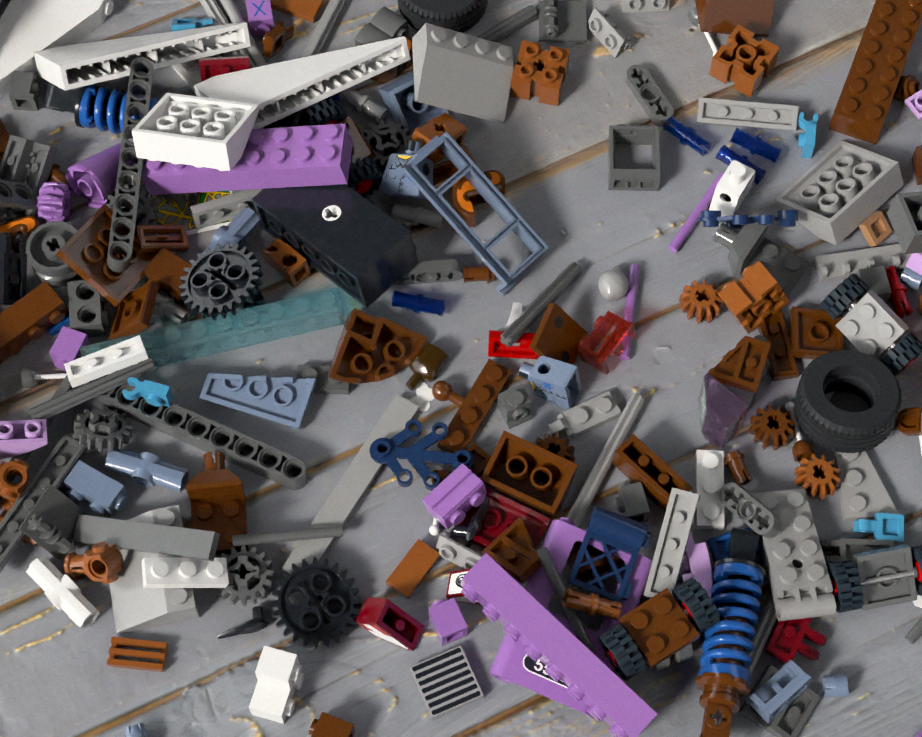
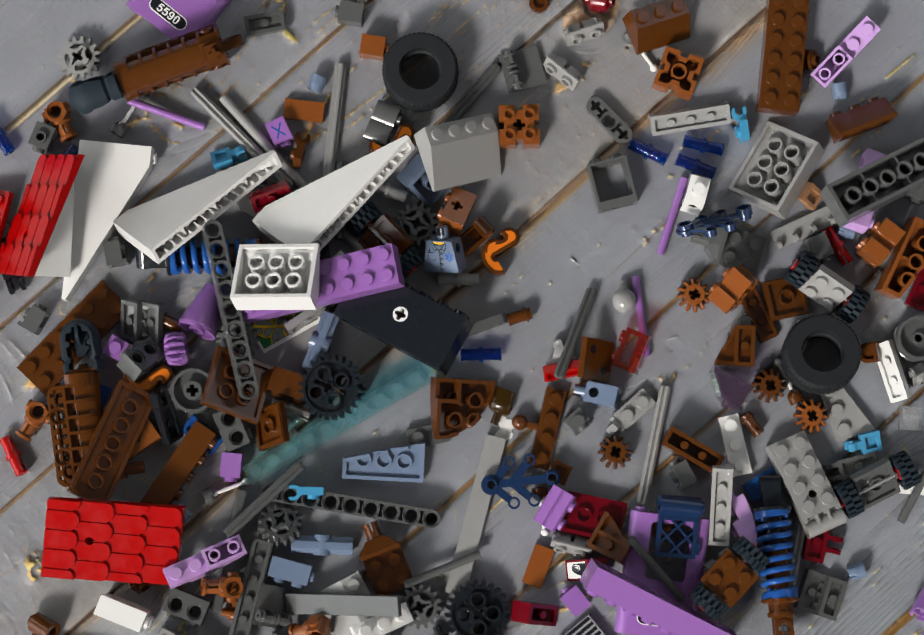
camera: 15 degrees left, 20 degrees up
(106, 361) = (268, 478): white plate -> none
(156, 243) = (283, 347): dark orange tile -> none
(287, 262) = (370, 347): dark orange leg -> none
(475, 524) = (575, 523): black bar -> none
(493, 197) = (456, 242): sand blue piece -> none
(529, 474) = (604, 477): reddish brown slope -> none
(592, 604) = (676, 568): dark orange pin -> none
(761, 511) = (778, 461): dark grey beam -> none
(779, 691) = (819, 590): sand blue hinge -> none

